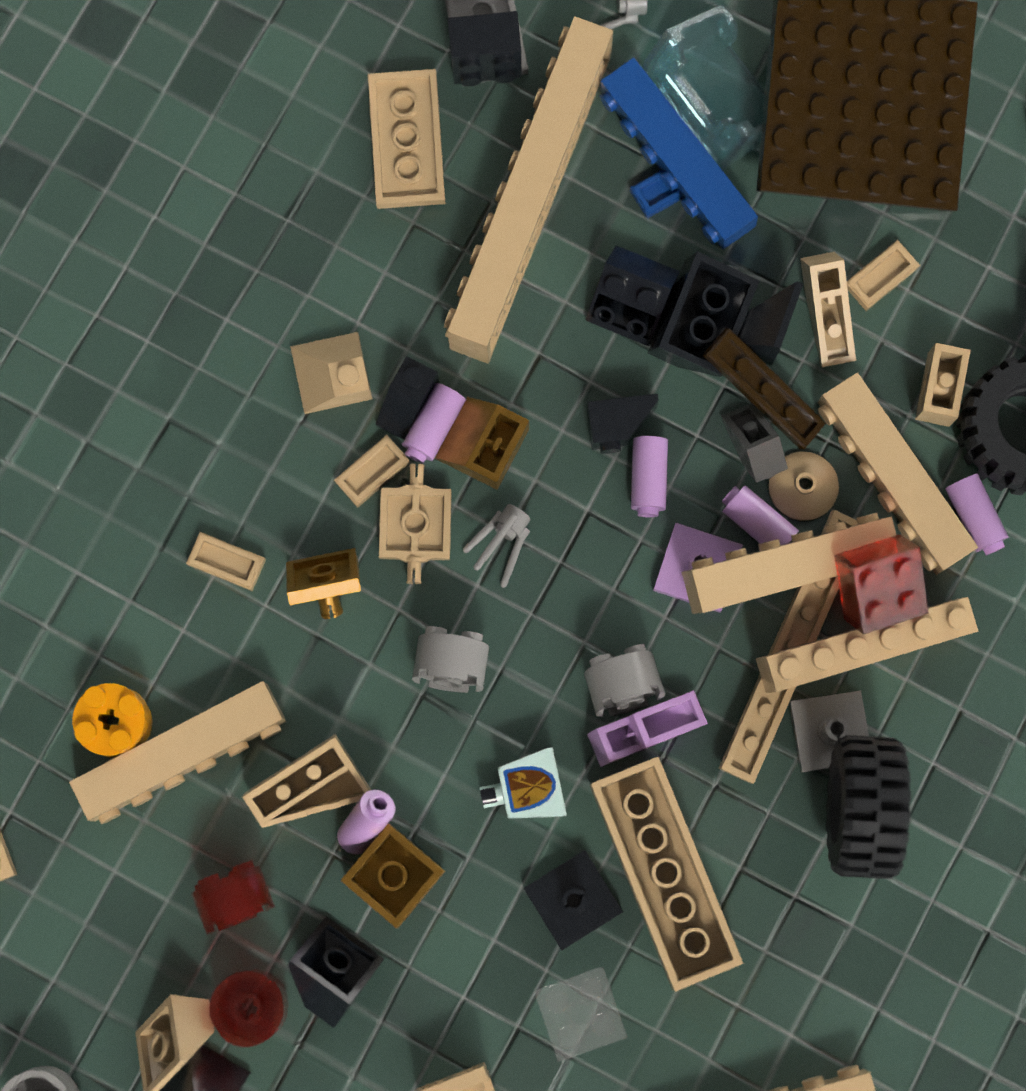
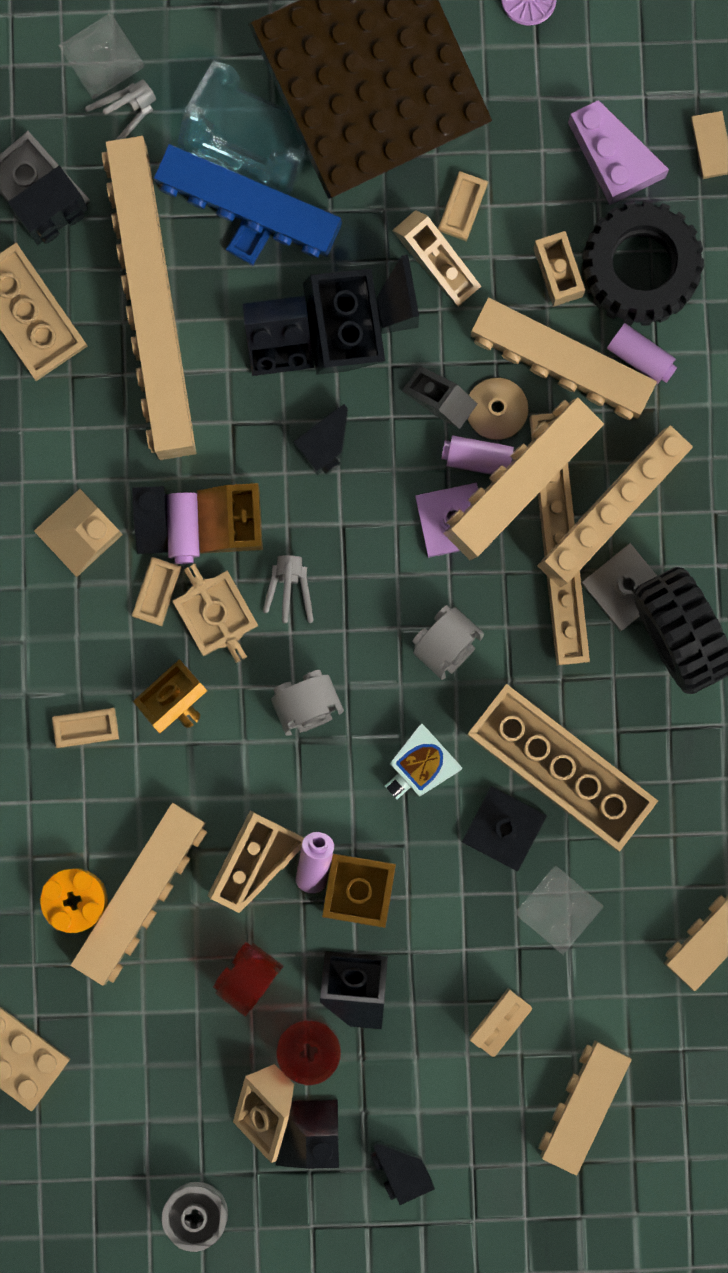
camera: 30 degrees left, 5 degrees up
(647, 728) = (485, 666): lavender slope -> none
(649, 475) = (374, 470): lavender brick -> none
(764, 388) = (423, 351): dark brown tile -> none
(881, 584) = (599, 454): clear red brick -> none

